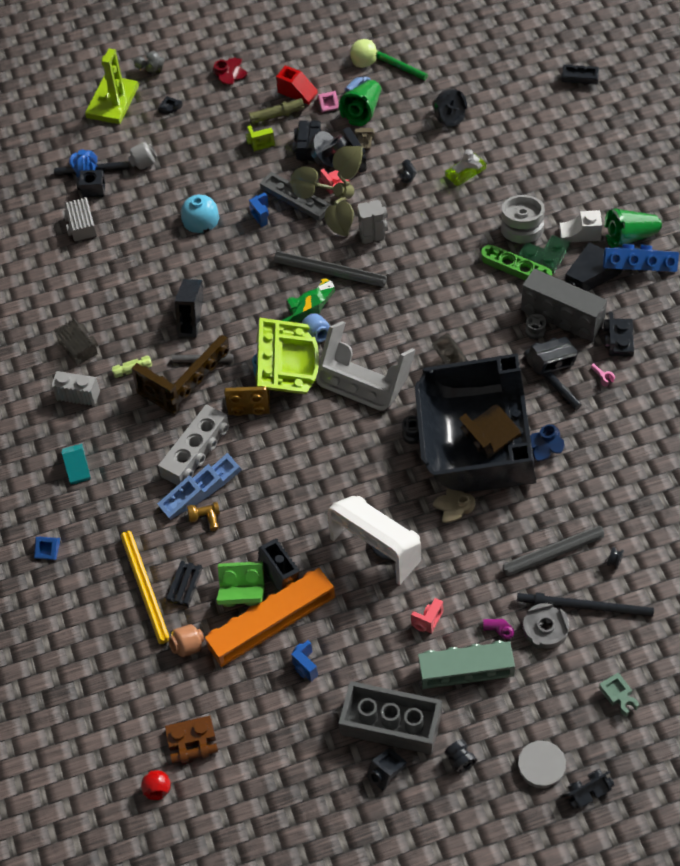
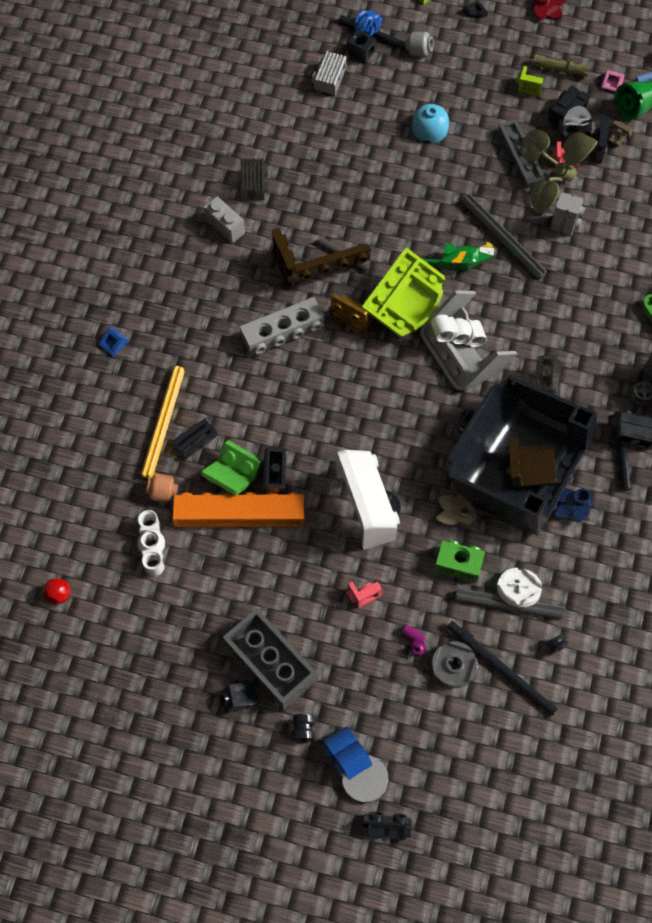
camera: 30 degrees right, 10 degrees up
(76, 464) = (182, 284): teal slope -> none
(118, 370) = (285, 227): yellowish green axle -> none
(188, 307) = (361, 202): black slope -> none
(188, 734) = (111, 565): reddish brown plate -> none
(202, 485) = (262, 365): medium blue slope -> none
(207, 683) = (149, 533): none -> white piece
(211, 512) = (257, 390): pearl gold piece -> none
(258, 208) = (483, 144): blue bracket -> none
(295, 85) = (593, 50): red slope -> none
(302, 663) = (235, 570): blue bracket -> none
(318, 327) = (453, 281): medium blue head -> none
(351, 361) = (458, 331): none -> white piece
(409, 173) = (635, 188): black arm -> none
(466, 664) = (363, 654): sand green brick -> none
(481, 551) = (448, 565): none -> bright green brick
(513, 750) = (347, 753): none -> blue brick
(552, 532) = (519, 587): none -> white tile
(618, 691) = (472, 760): sand green plate -> none

